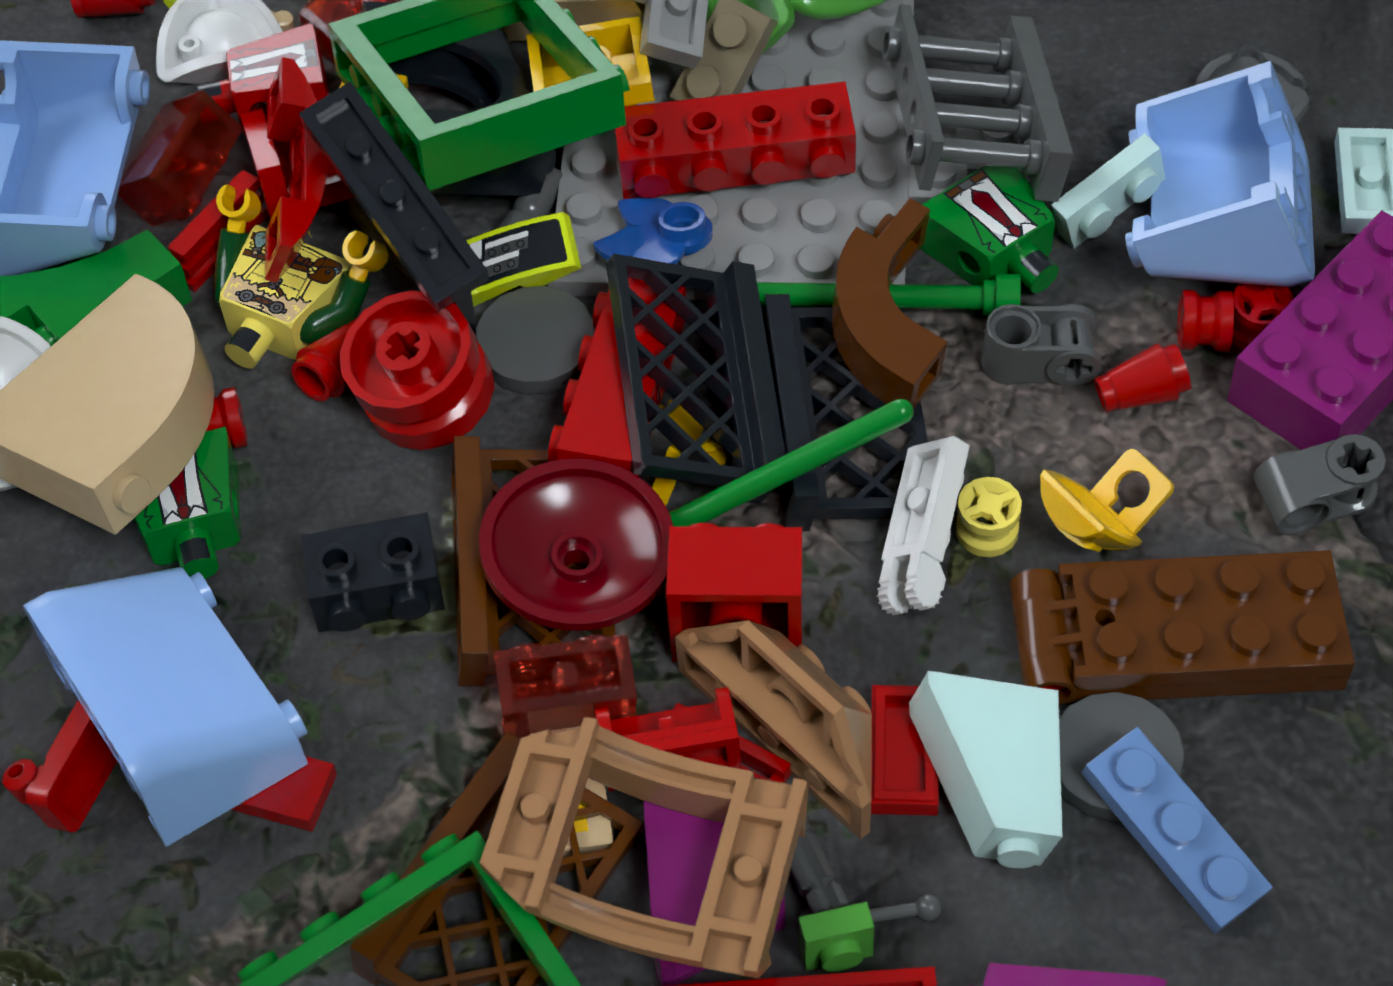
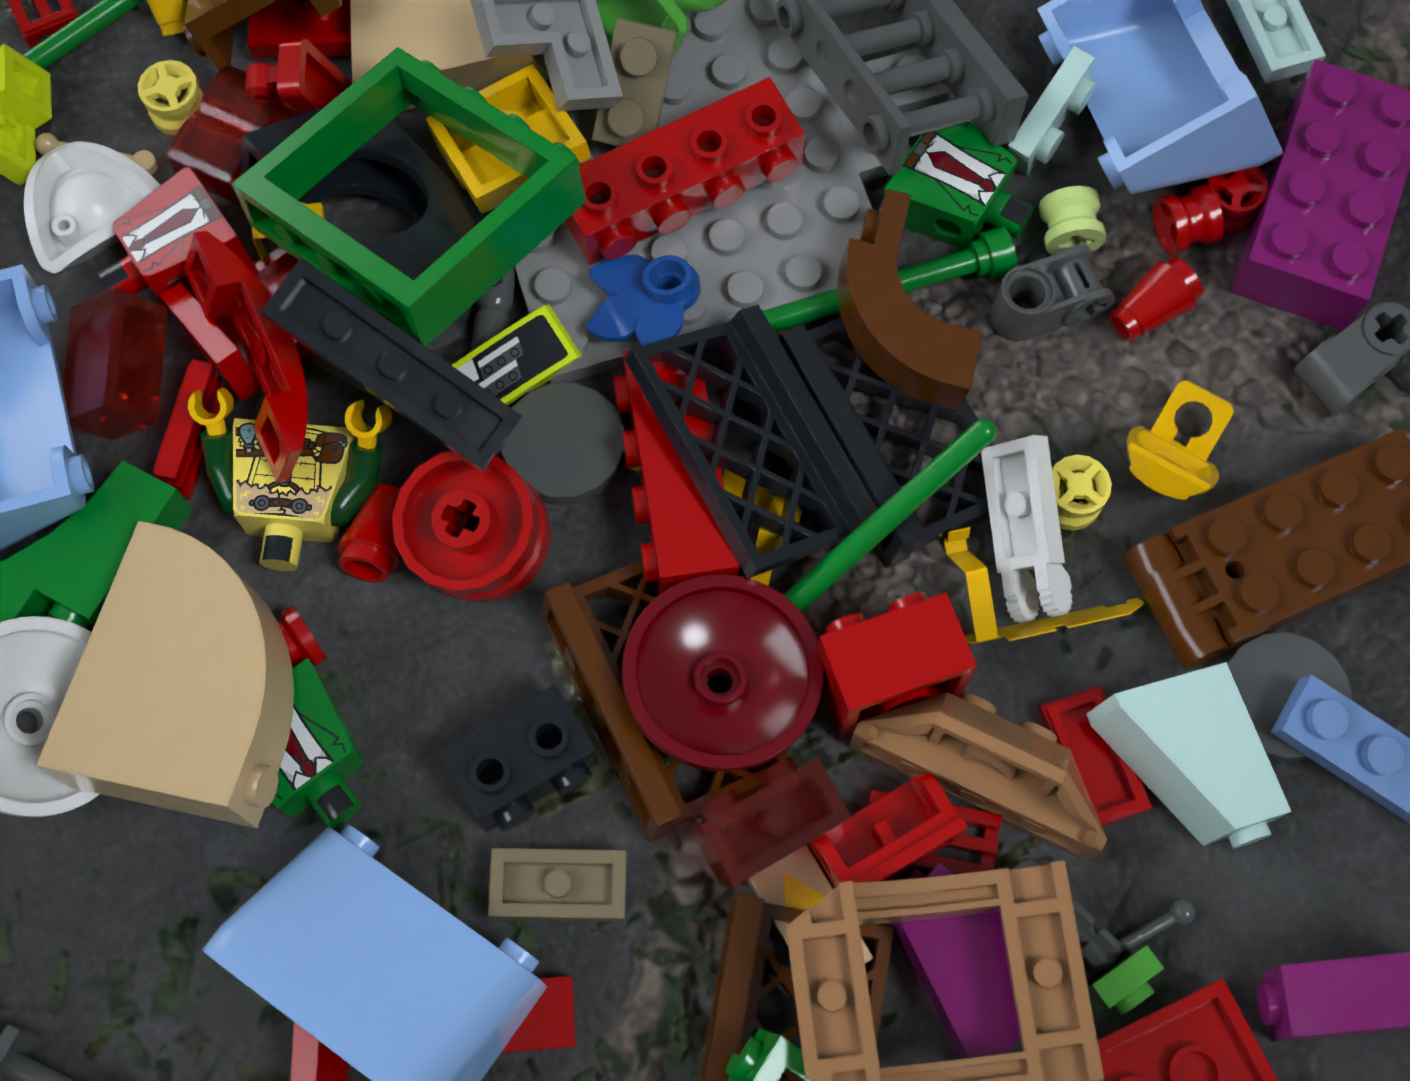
camera: 25 degrees left, 15 degrees up
(358, 686) = (558, 885): none -> dark tan plate
(851, 571) = (982, 603): none -> yellow piece
(1095, 283) = (1072, 218): none -> yellowish green wheel

